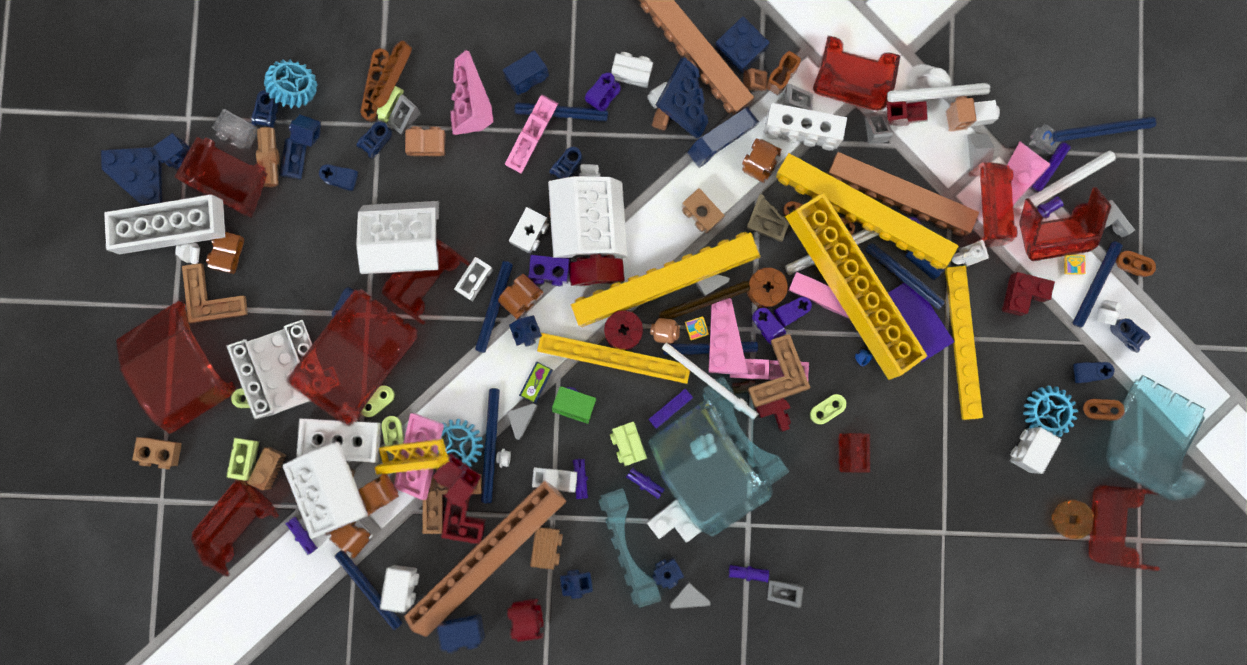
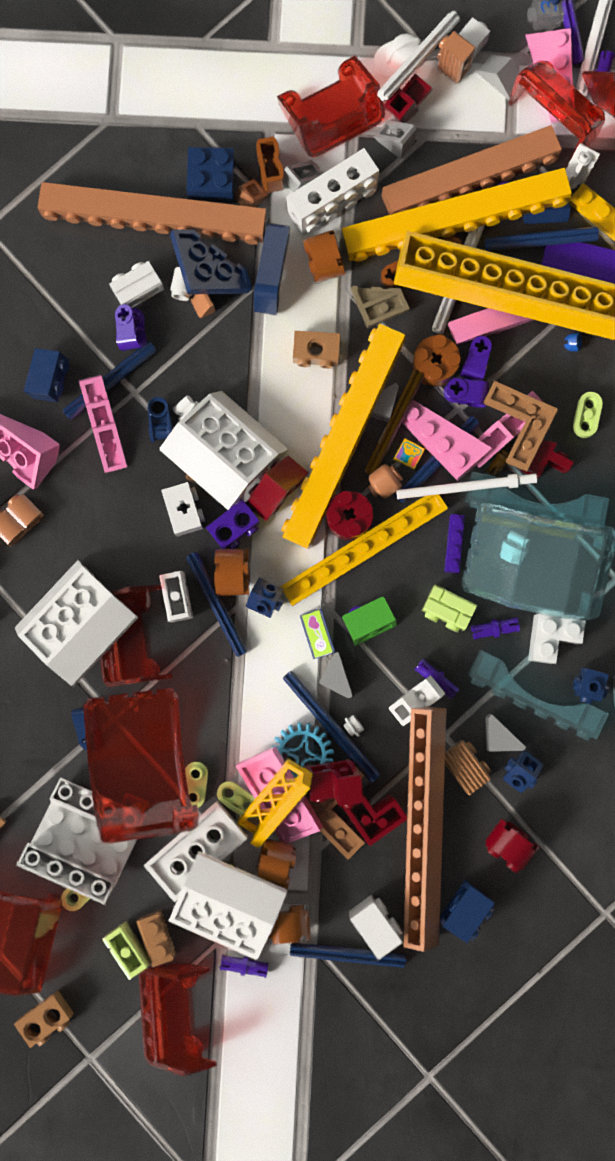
camera: 40 degrees left, 0 degrees up
(583, 551) = (499, 737): none -> light grey slope

